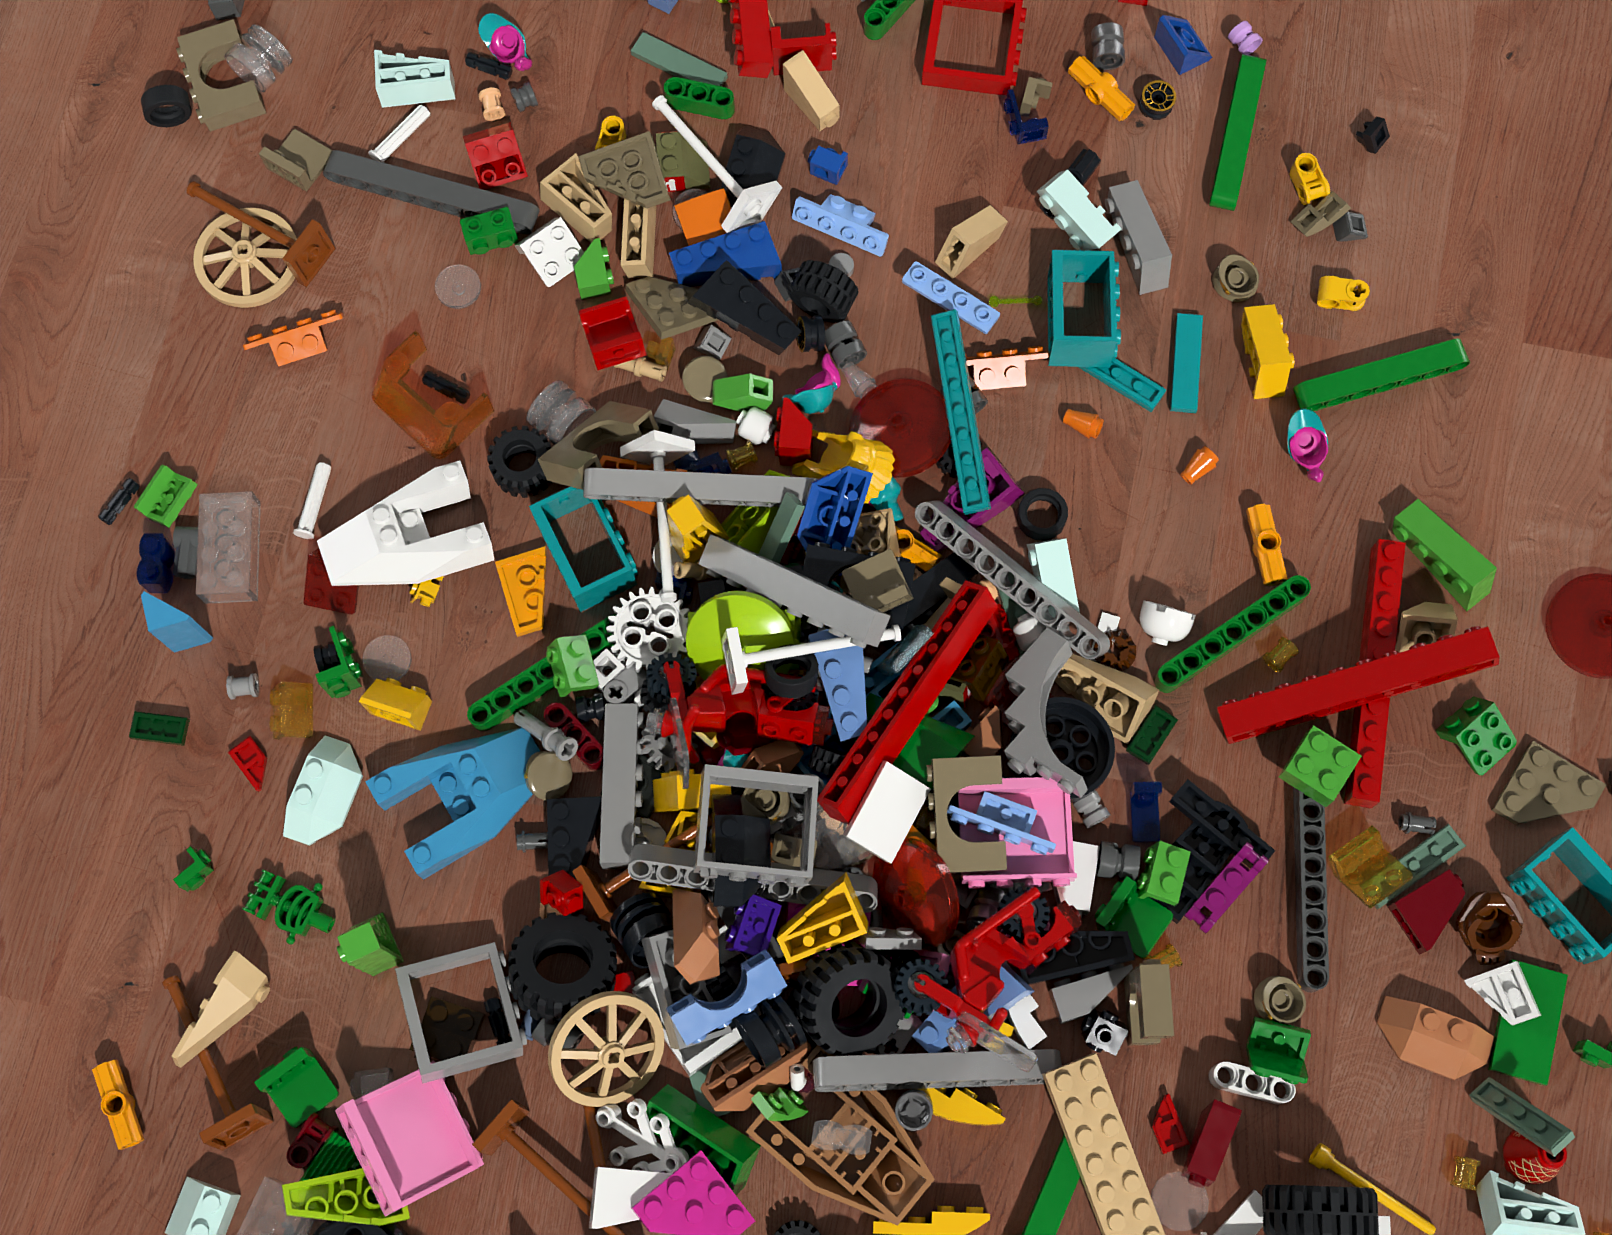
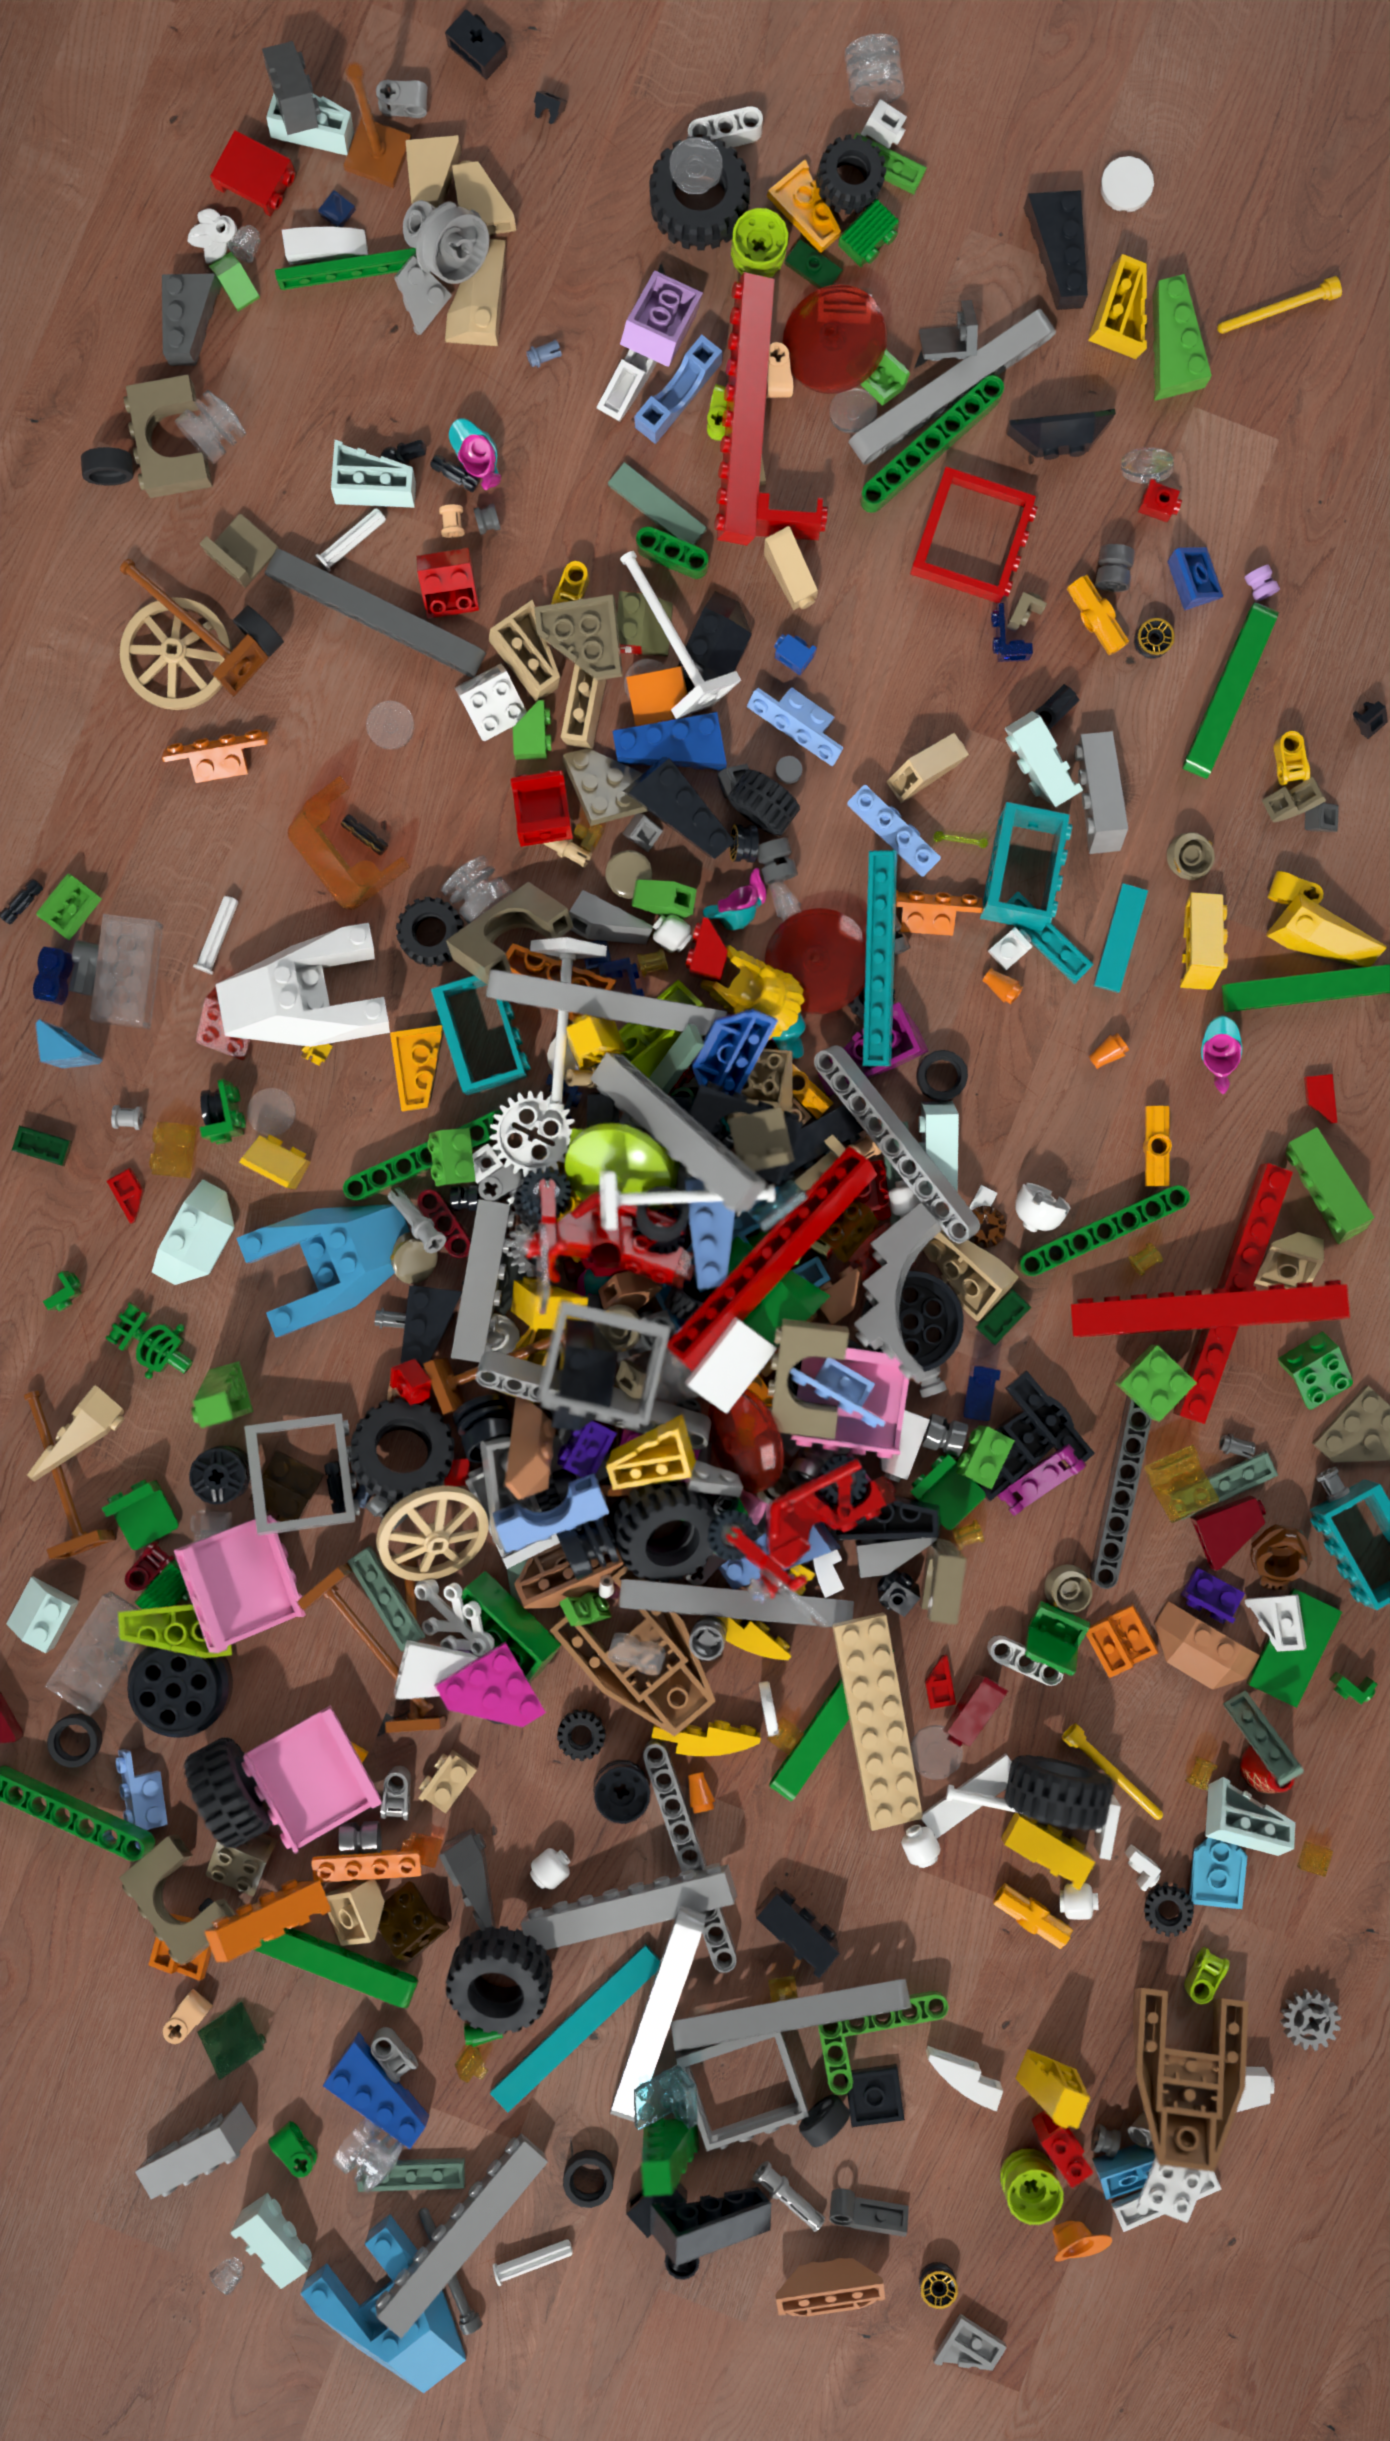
camera: 10 degrees right, 15 degrees up
(323, 214) = (259, 629): none -> black tyre
(391, 1034) = (224, 1459): none -> black wheel
(445, 52) = (405, 452): none -> black axle
(489, 231) = (430, 670): green bracket -> none
(566, 1130) = (385, 1597): none -> sand green tile
(992, 1180) = (768, 1708): none -> white tile
(1015, 1211) = (787, 1737): none -> clear yellow tile
(1084, 387) = (1011, 948): none -> white bracket
(1347, 1046) = (1121, 1640): none -> orange slope
(1371, 324) = (1319, 932): none -> yellow wedge
(1414, 474) = (1321, 1095): none -> red tile
(1430, 981) = (1212, 1594): none -> dark purple bracket
(1523, 845) = (1332, 1484): none -> light grey bush

